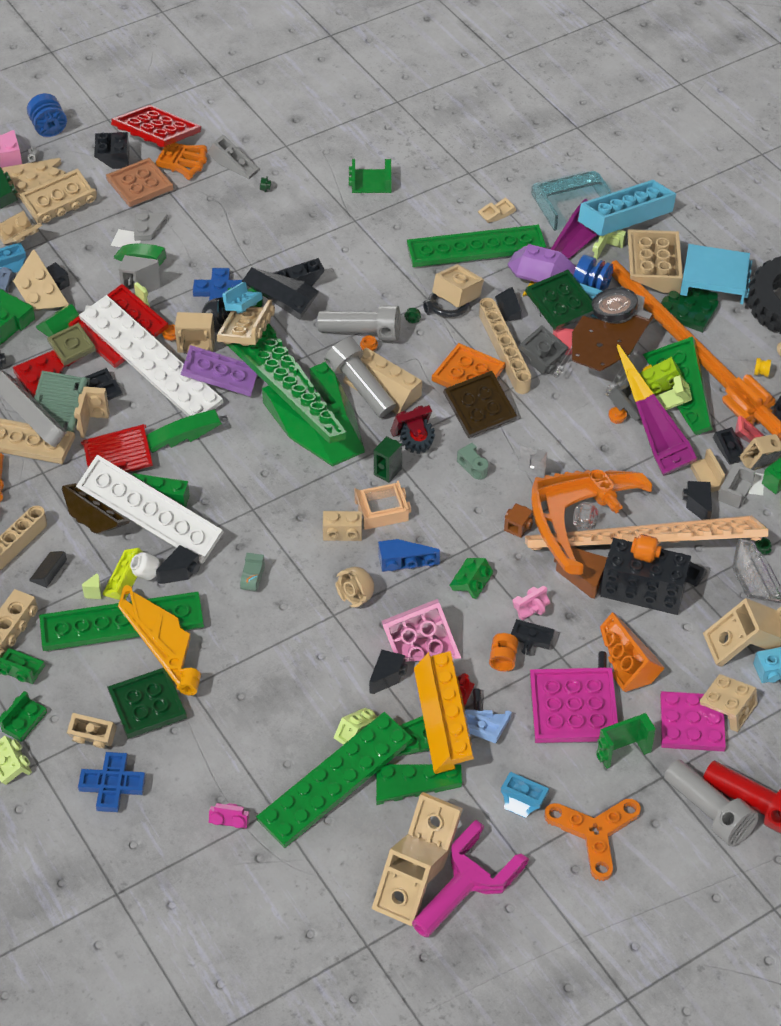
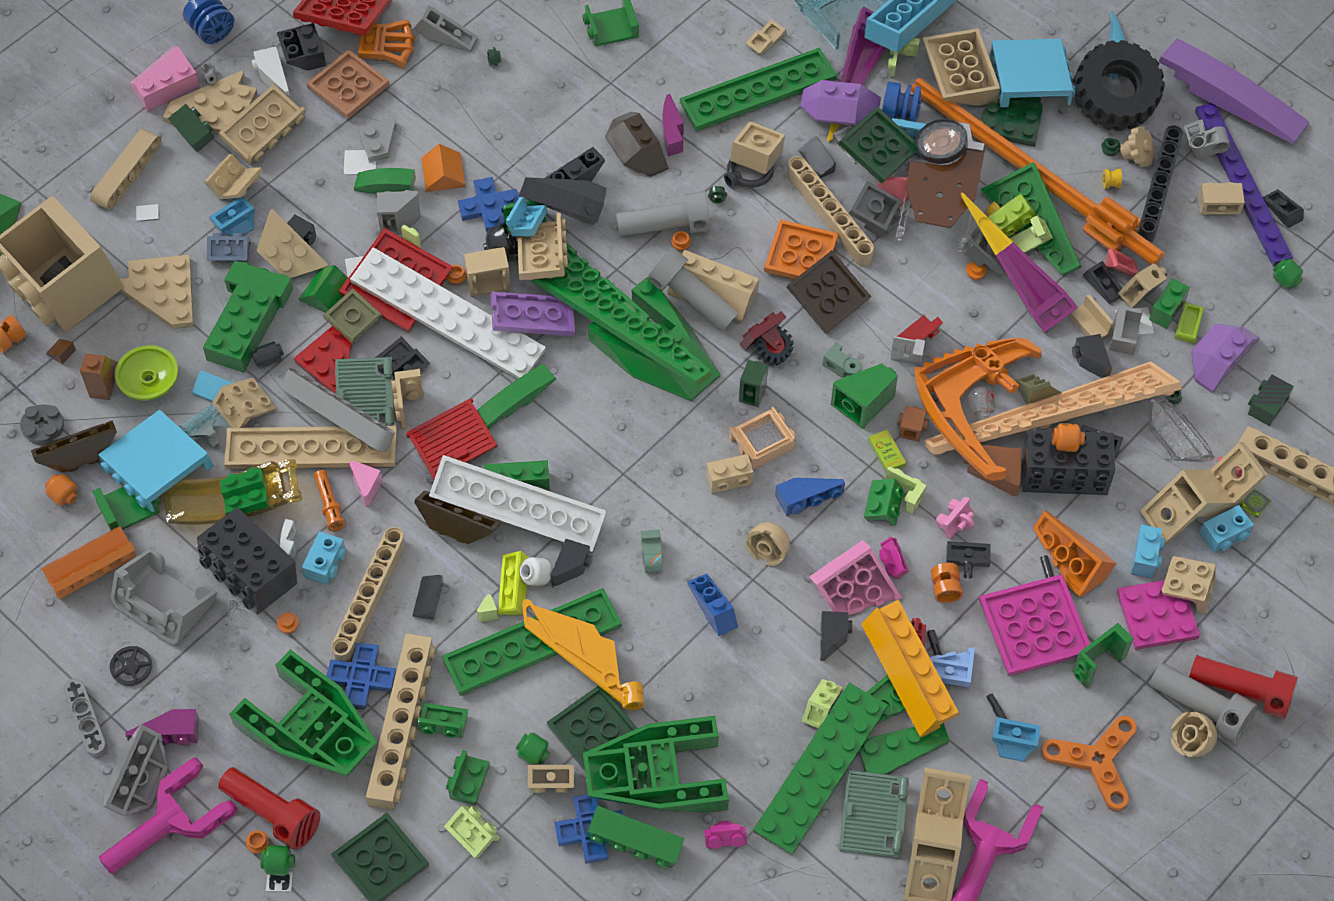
camera: 15 degrees left, 10 degrees up
(33, 469) = (367, 480): none -> bright pink slope
(82, 158) = (270, 69): none -> white slope
(86, 704) = (532, 749): none -> green head
(145, 795) = (635, 837): none -> green brick
(175, 743) = (644, 770): none -> green wedge
(191, 255) = (442, 169): none -> orange slope
(290, 626) = (713, 604): none -> blue slope
(358, 267) = (636, 144): none -> dark brown wedge
(370, 829) = (873, 813): none -> sand green window
(392, 259) = (672, 127): none -> magenta slope
(462, 622) = (893, 558): none -> dark pink piece
(483, 486) = (864, 393): none -> green slope
(489, 538) = (886, 450): none -> lime tile
(502, 571) = (913, 485): none -> yellowish green bracket
(514, 764) = (995, 706): none -> black pin
(555, 449) = (922, 329): none -> red bracket
(639, 515) = (1034, 389): none -> olive slope
(691, 828) = (1193, 734): none -> tan cylinder
(697, 665) = (1147, 551): none -> medium azure brick
(769, 344) = (1110, 150): none -> dark green plate

